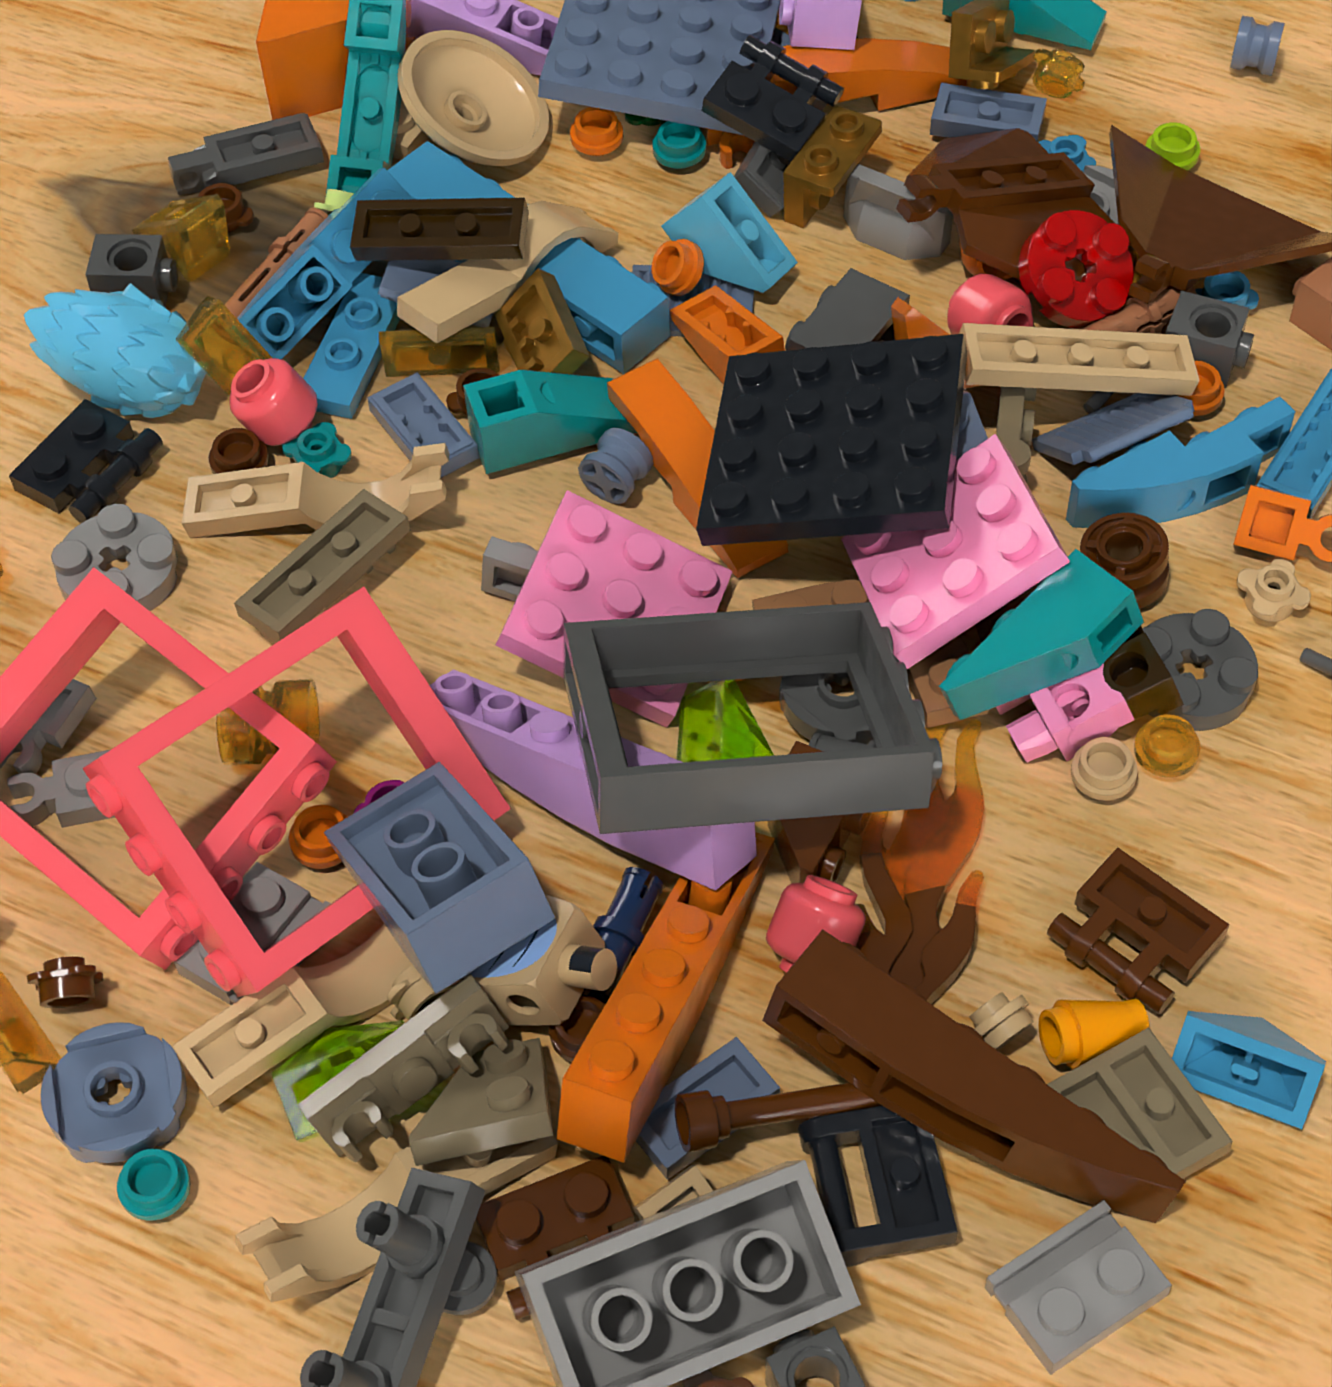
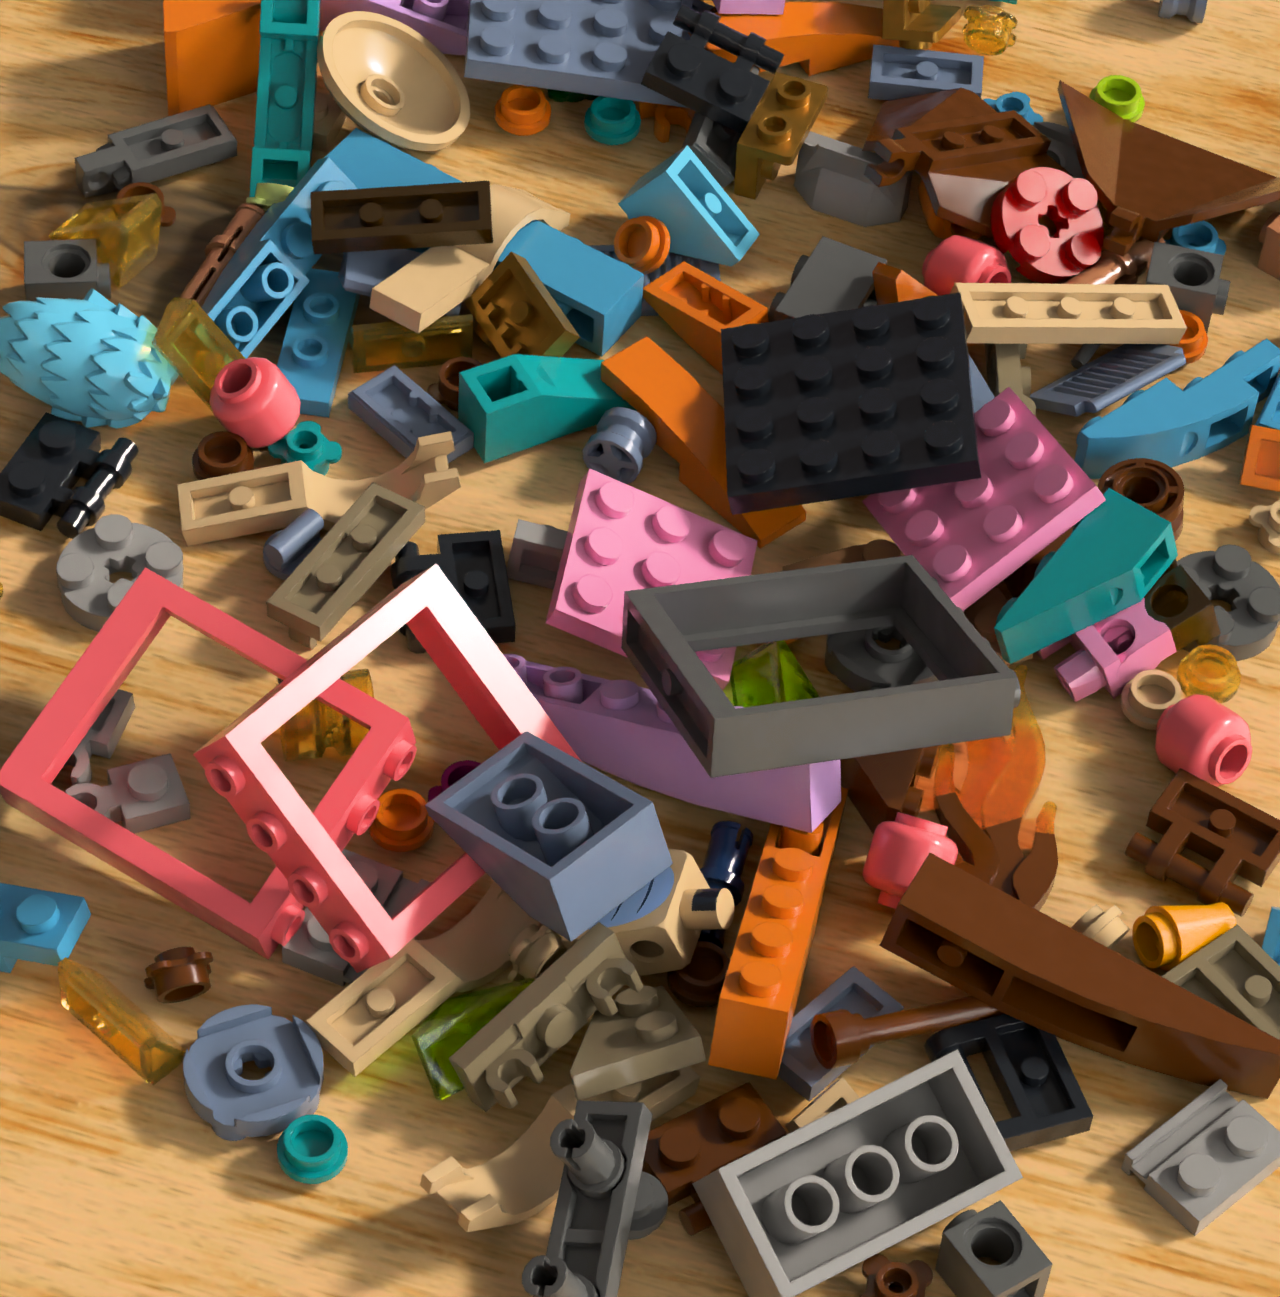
camera: 15 degrees left, 5 degrees down
(279, 542) = (291, 545): none -> sand blue plate
(444, 602) = (477, 572): none -> black plate
(1147, 819) = (1203, 740): none -> coral head

